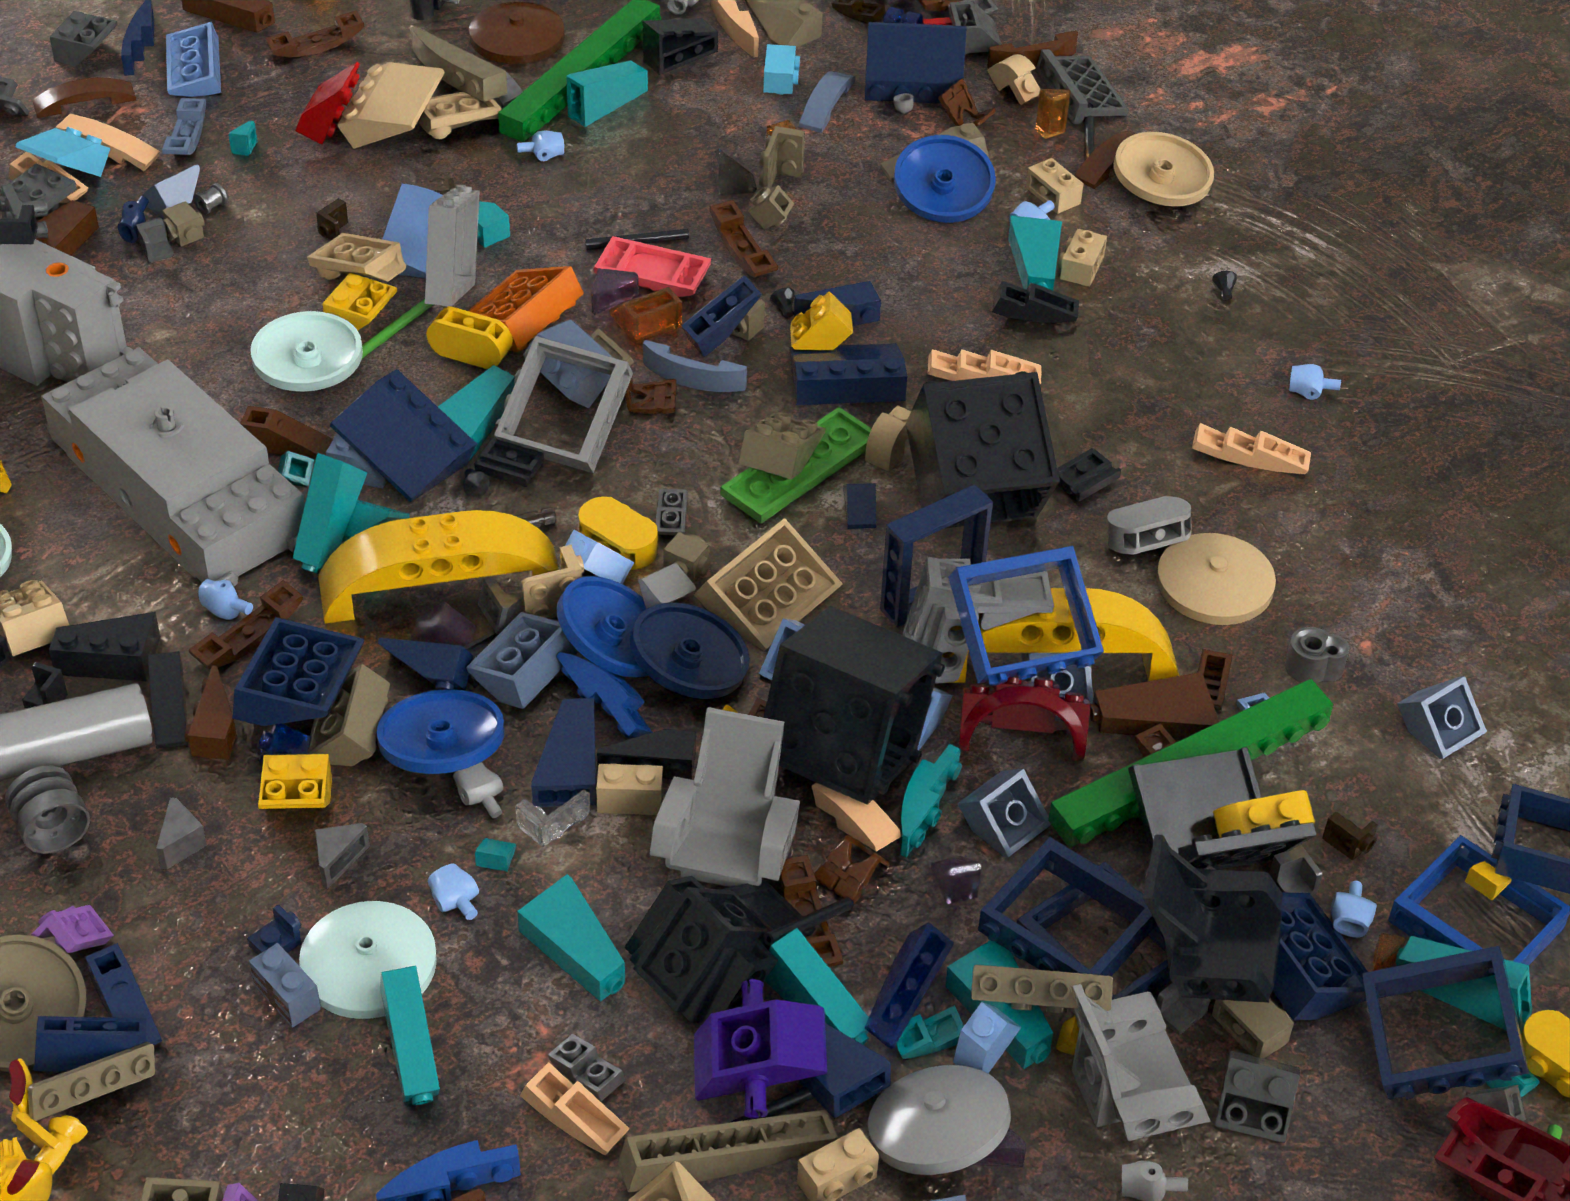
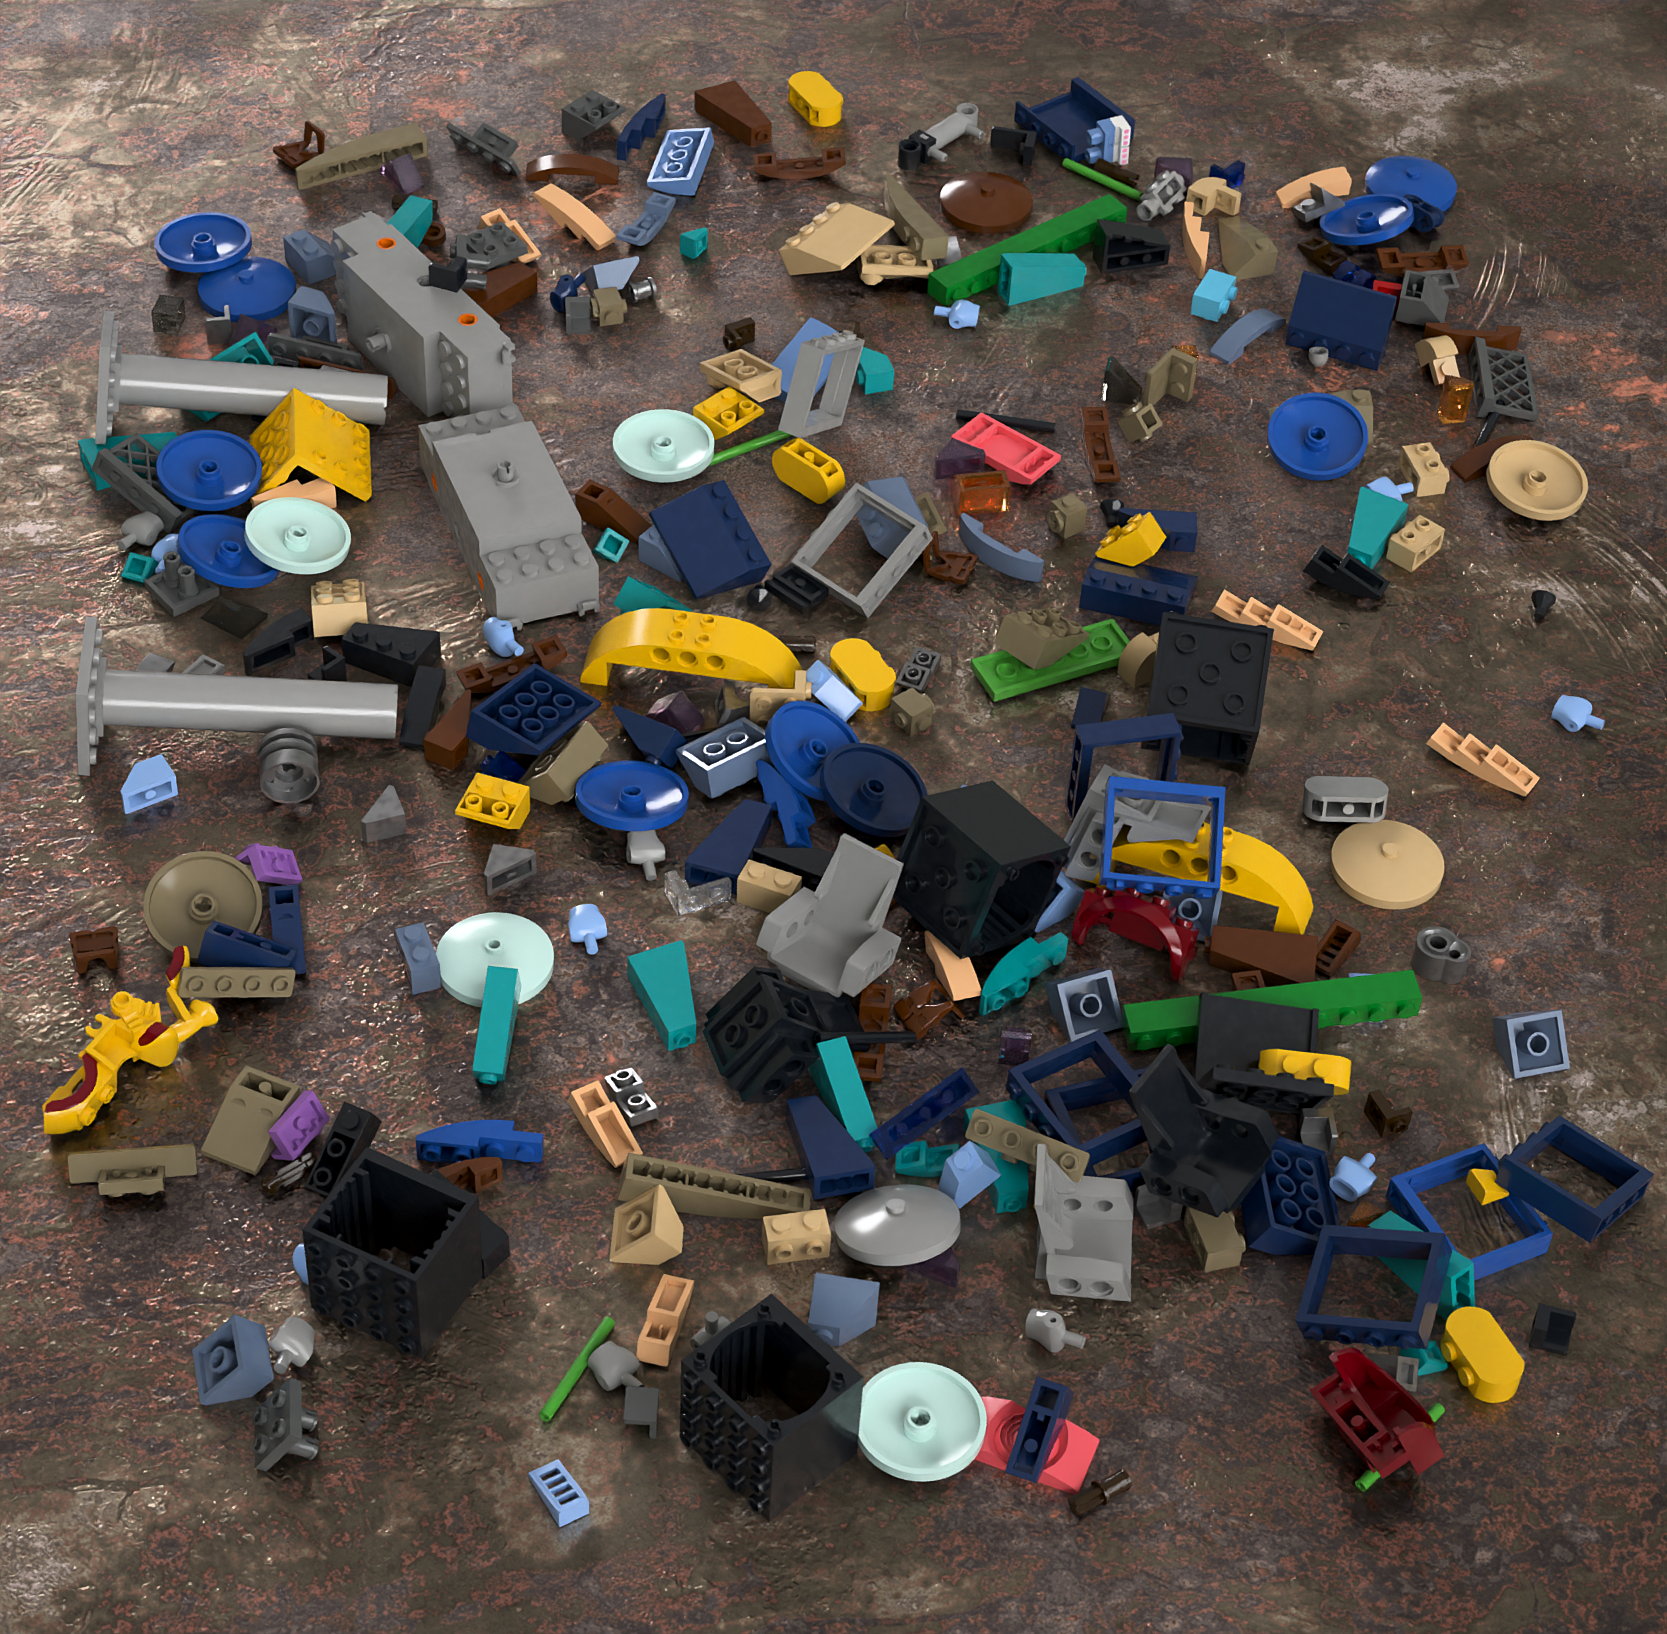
camera: 20 degrees right, 0 degrees up
(68, 149) = (534, 216): medium azure slope -> none
(281, 930) = (434, 917): dark blue bracket -> none
(327, 105) = (773, 232): red slope -> none
(327, 510) = (615, 584): teal slope -> none
(480, 404) = (788, 532): teal slope -> none
(494, 854) = (634, 908): teal slope -> none
(530, 301) = (879, 452): orange slope -> none
(665, 585) = (879, 729): light grey slope -> none
(721, 316) = (1040, 509): dark blue slope -> none
(758, 1048) = (772, 1121): dark purple slope -> none
(767, 583) = (972, 751): tan slope -> none
(959, 99) = (1371, 364): reddish brown piece -> none
(1087, 474) = (1312, 739): black plate -> none
(1257, 1096) = (1183, 1295): dark grey slope -> none

